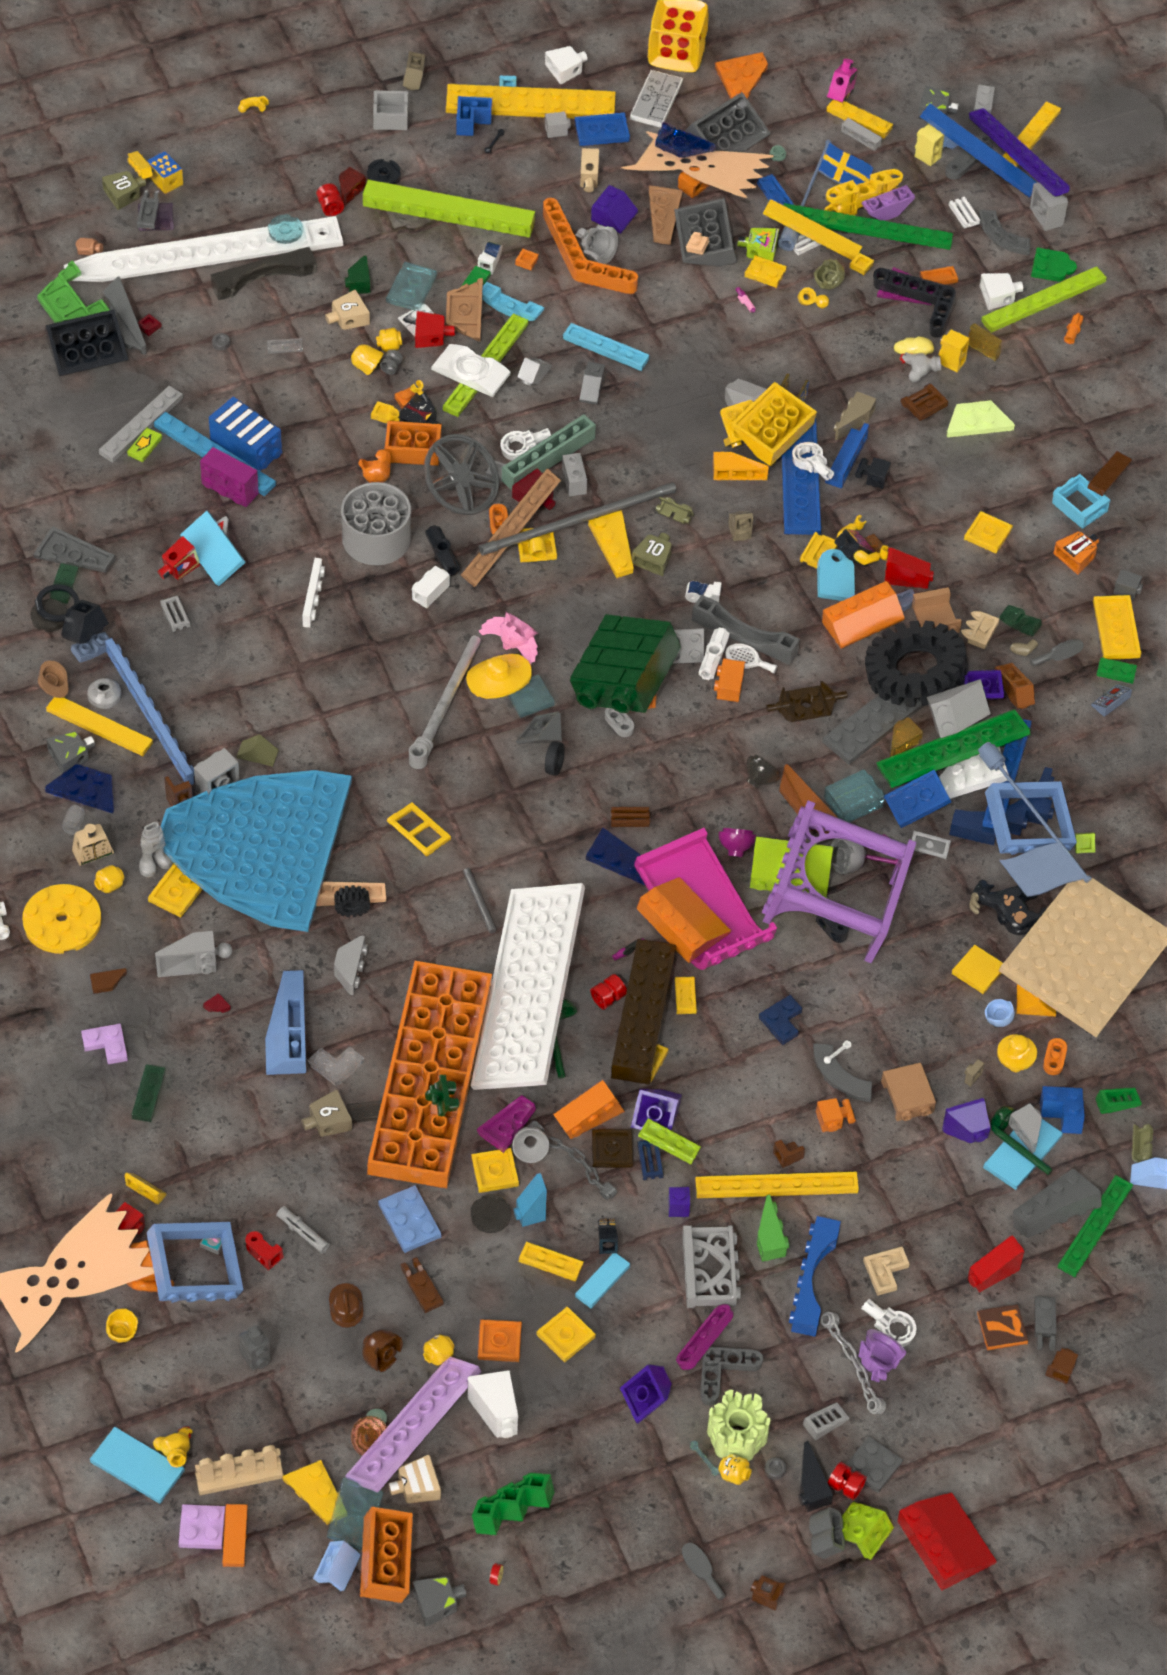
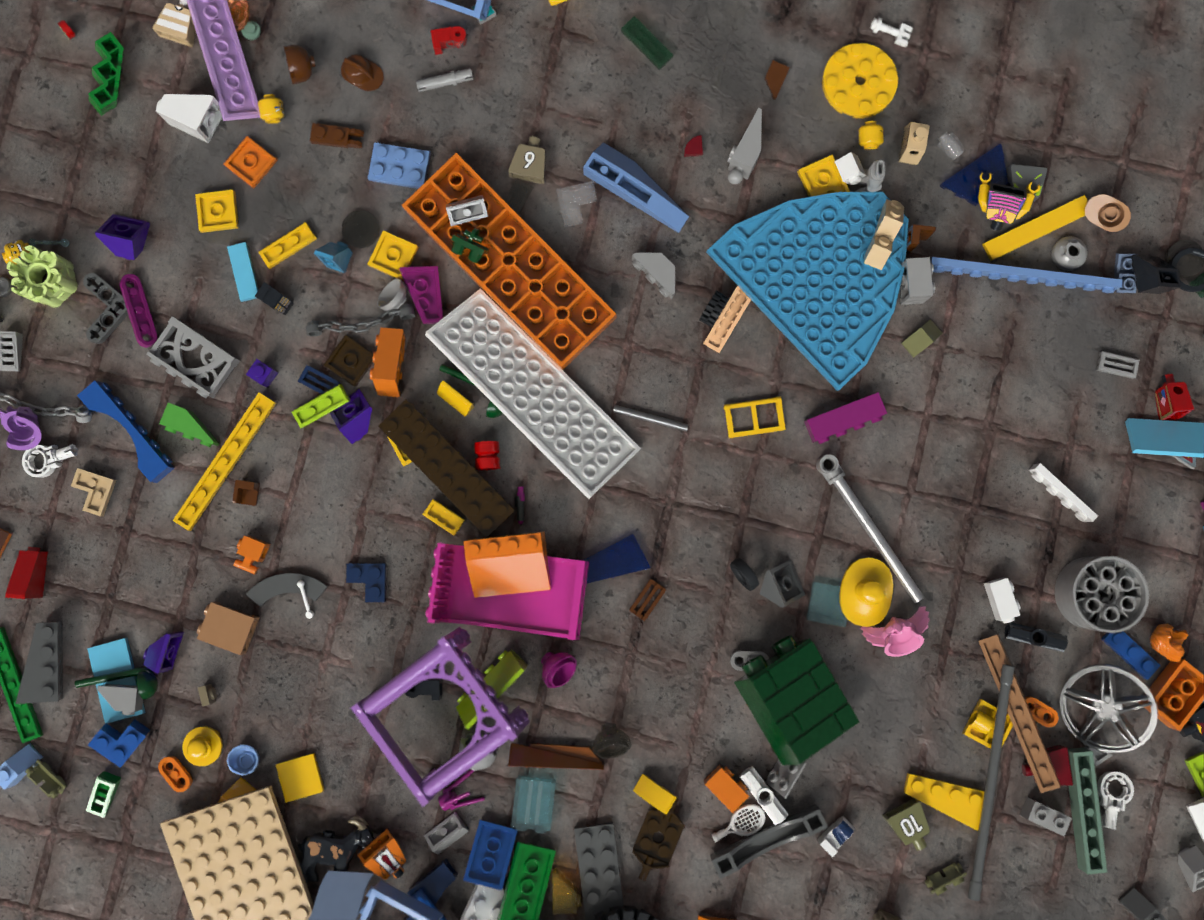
camera: 130 degrees right, 30 degrees up
(101, 751) = (1004, 202): none -> torso
(109, 1038) = (717, 48): lavender plate -> none
(151, 875) = (850, 168): none -> white brick
(189, 809) = (885, 233): none -> tan arch
(369, 764) = (846, 417): none -> magenta brick
(405, 479) = (1131, 653): none -> blue plate
(412, 1121) = (466, 210): none -> light grey slope
(580, 1048) = (454, 398): none -> yellow slope
(775, 721) = (654, 794): none -> yellow slope
(980, 867) = (383, 856): none -> orange torso

